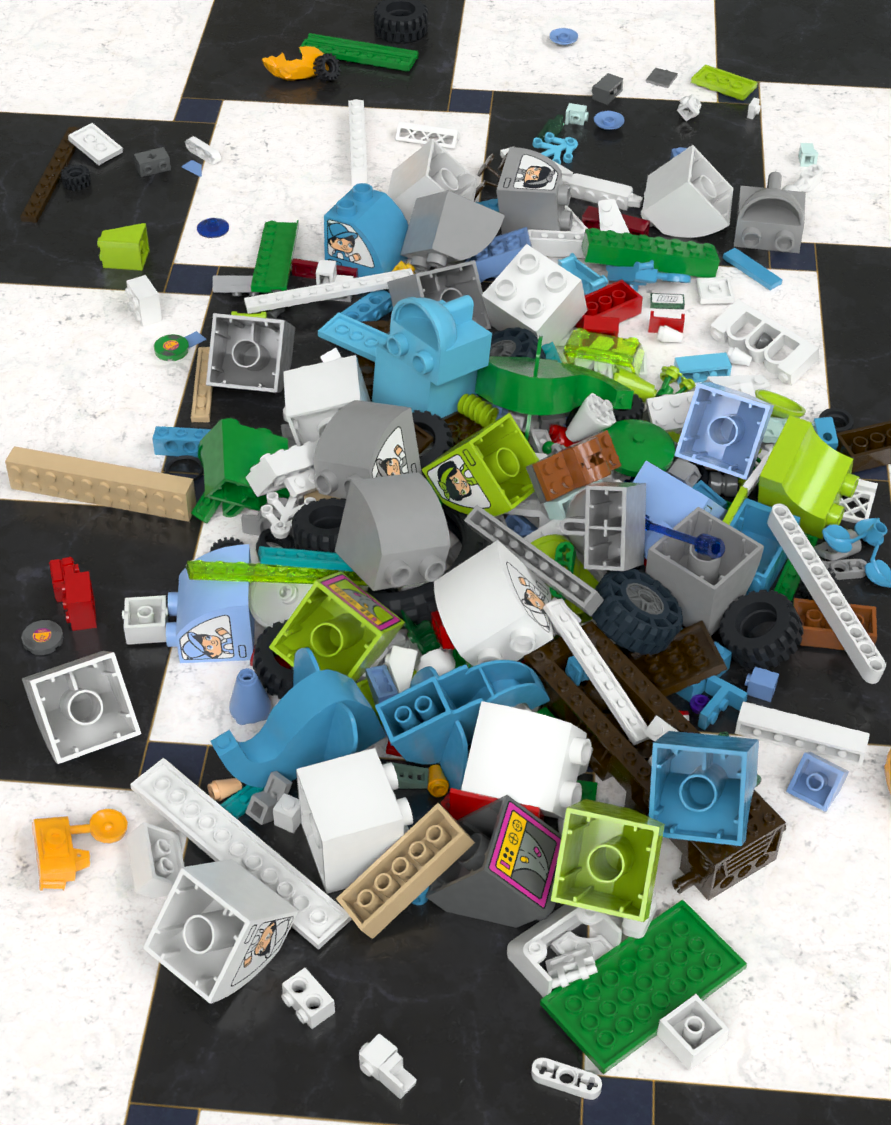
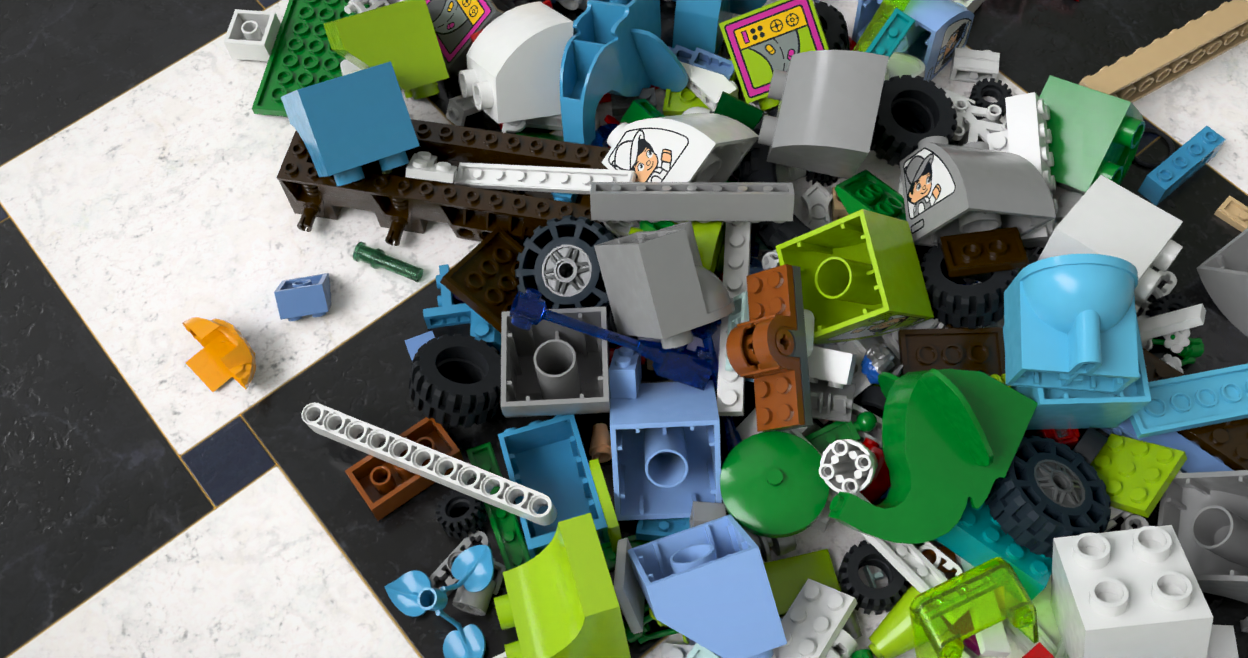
camera: 140 degrees right, 15 degrees up
(802, 733) = (350, 329): white brick -> none

